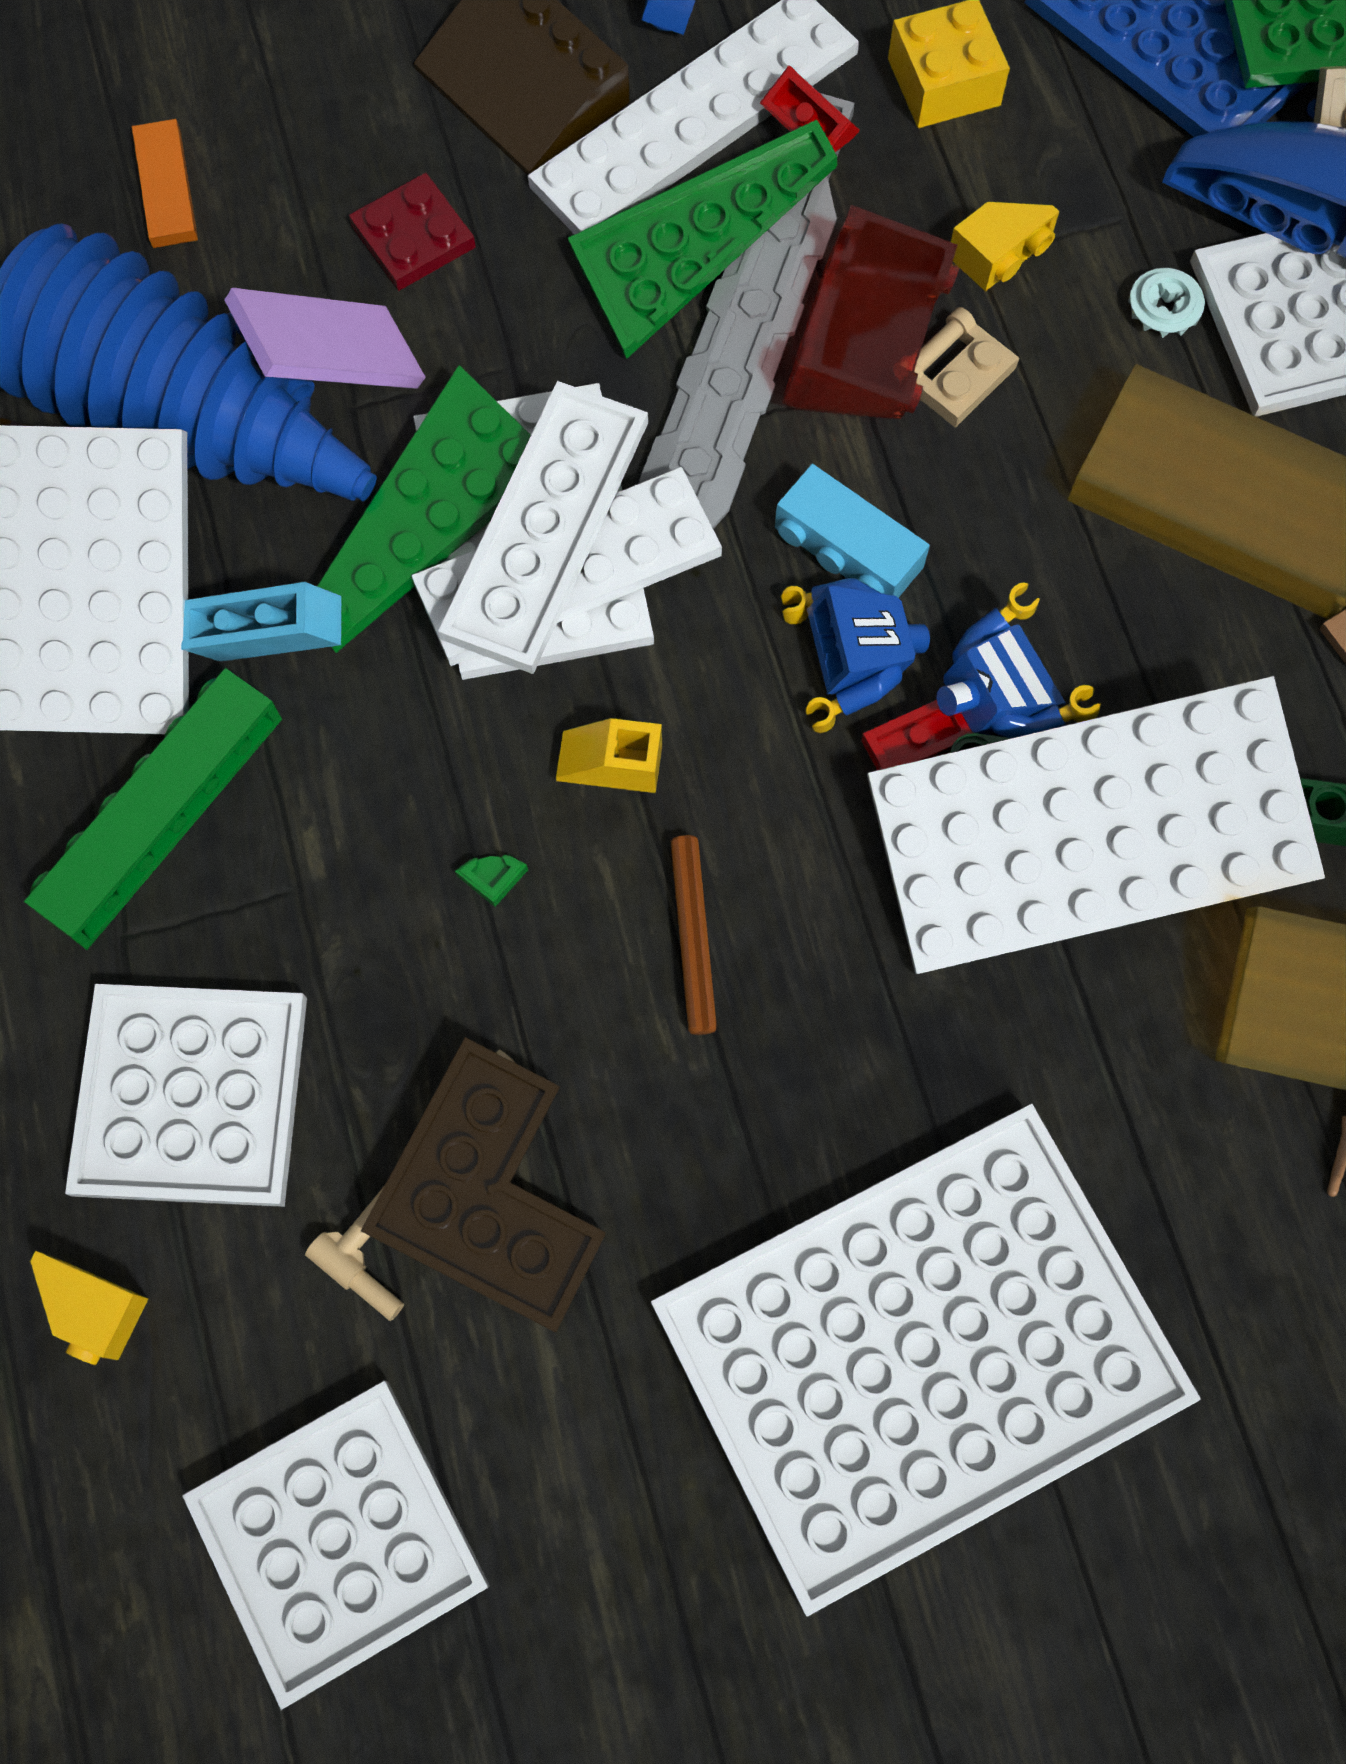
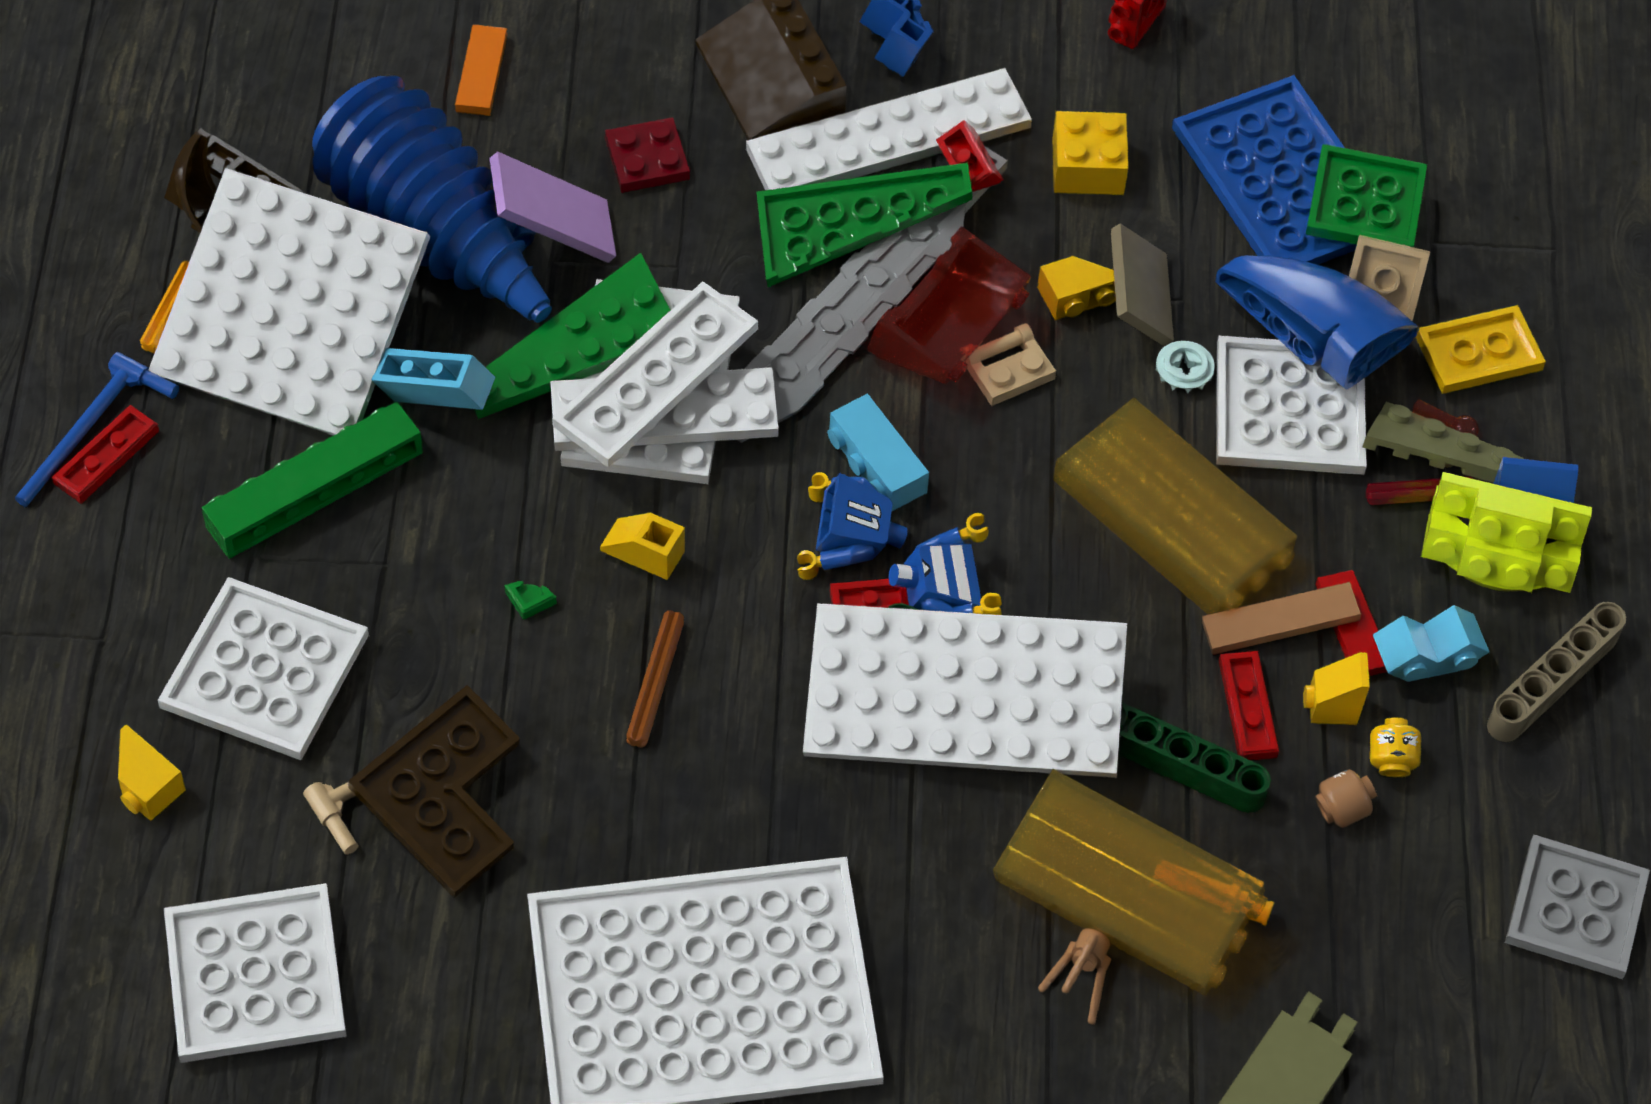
camera: 15 degrees right, 15 degrees down
(1080, 213) = (1142, 285): none -> dark tan tile

